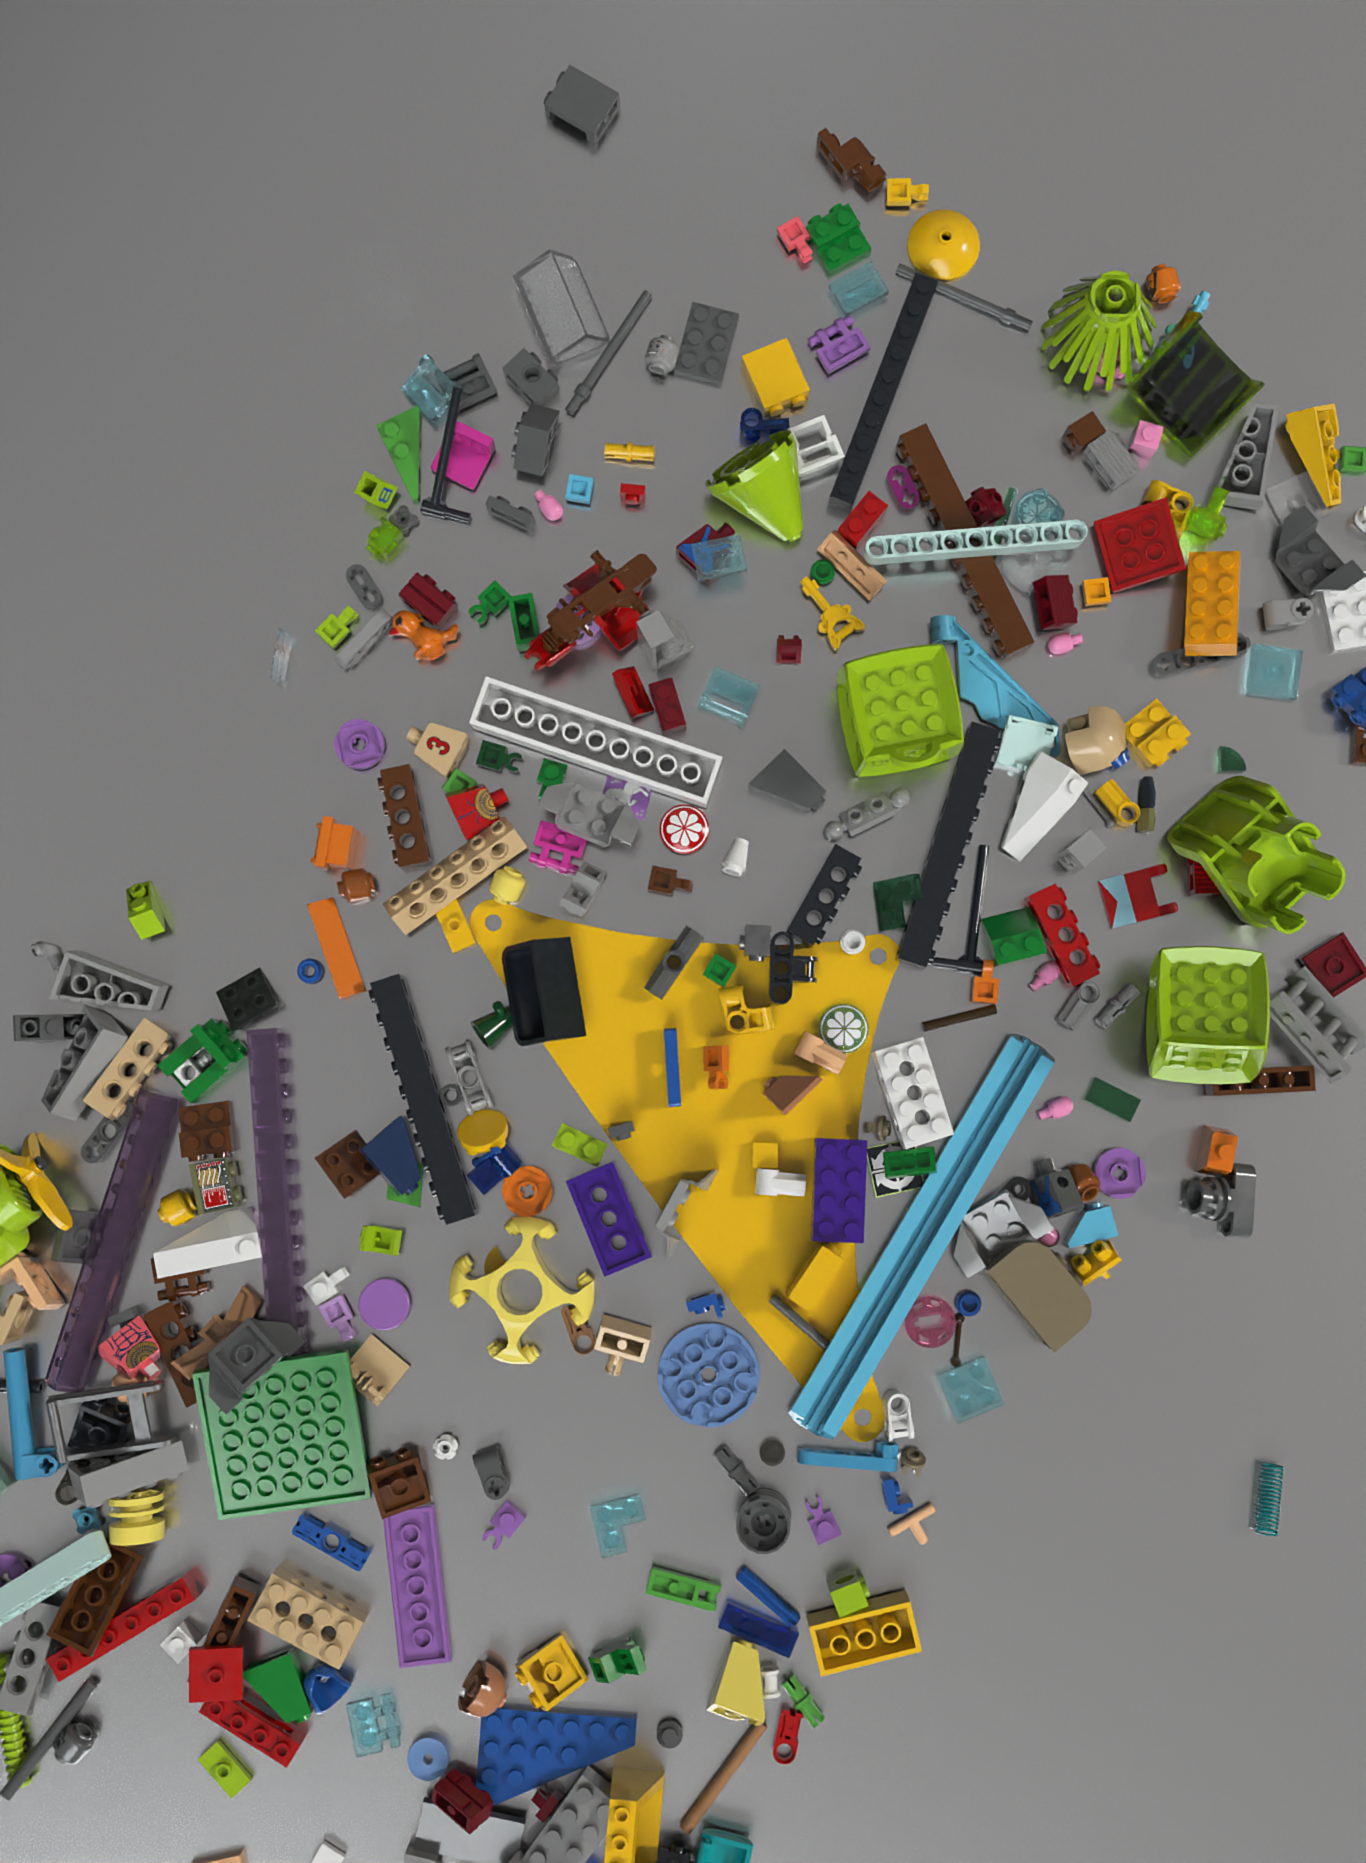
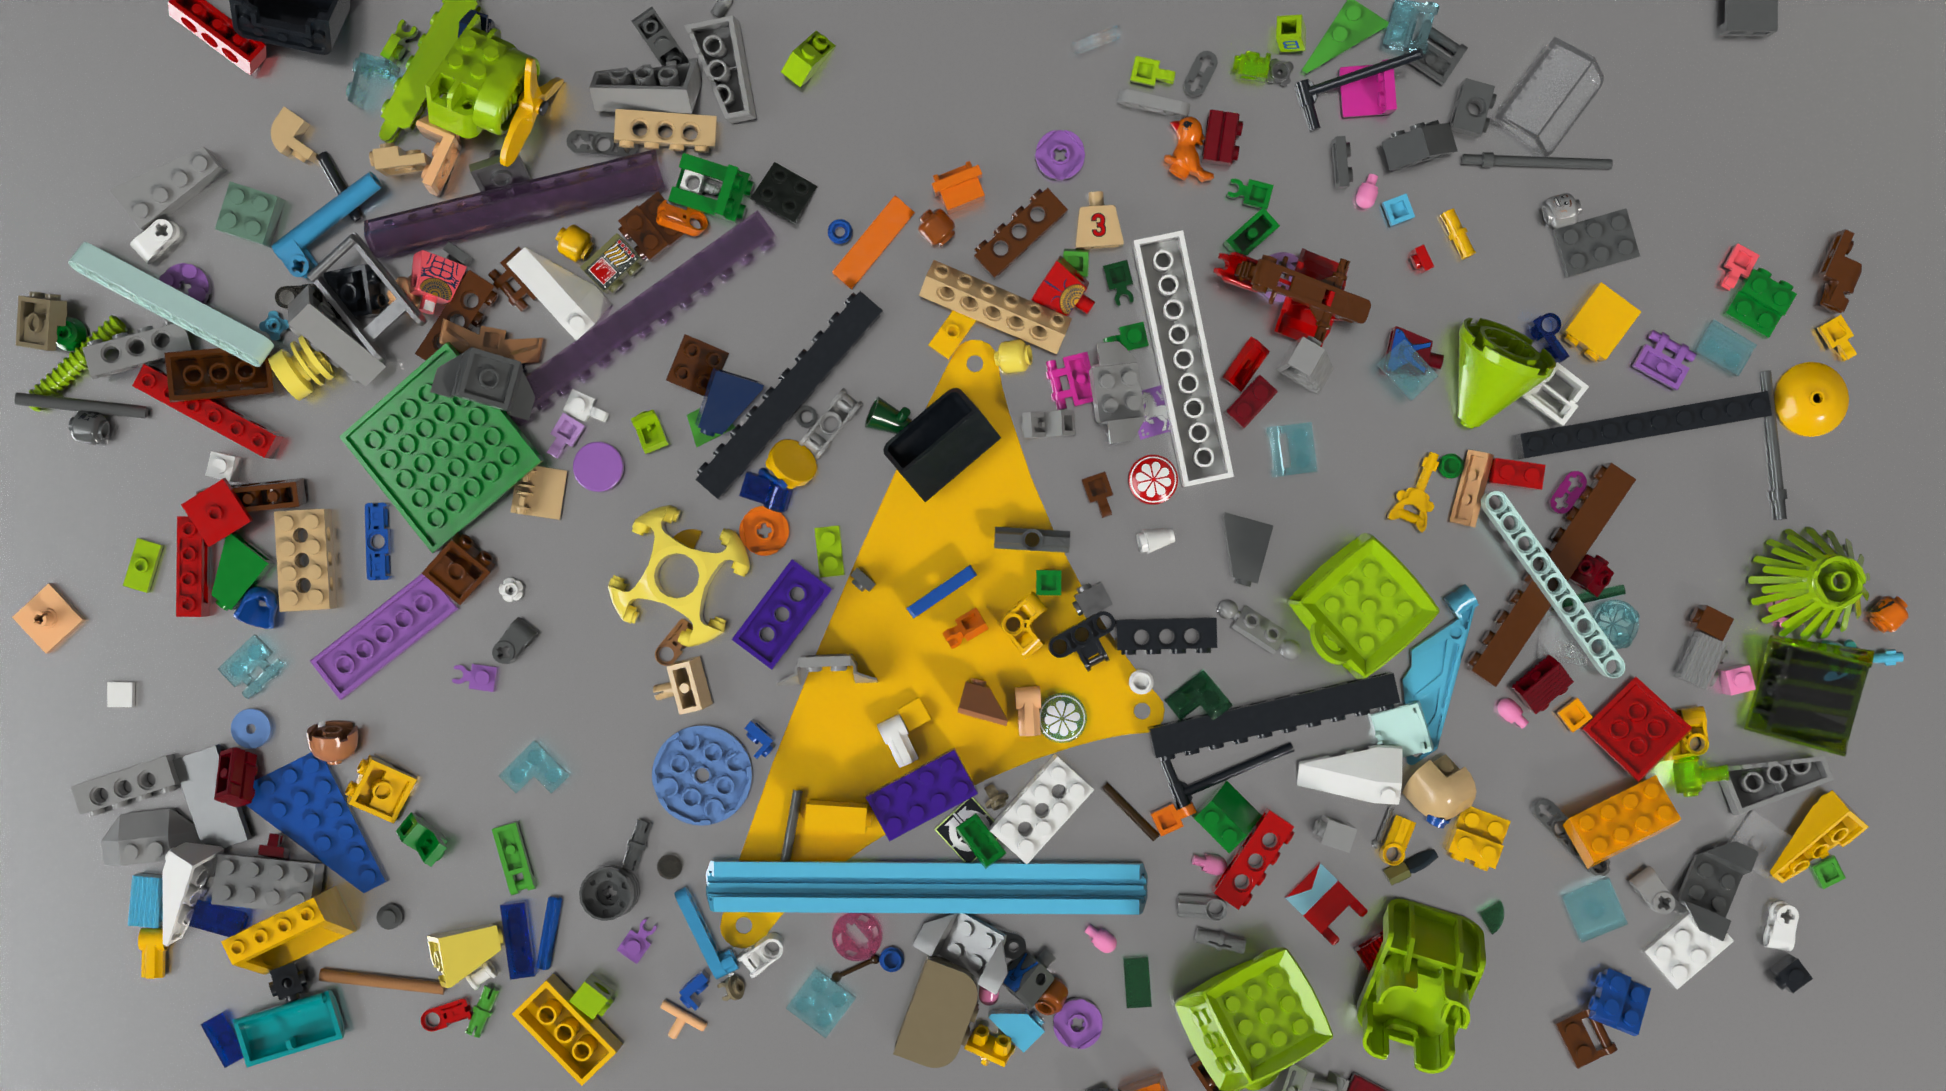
camera: 60 degrees right, 5 degrees up
(213, 1103) = (679, 219): none -> orange piece
(788, 650) = (1363, 477): dark red tile -> none

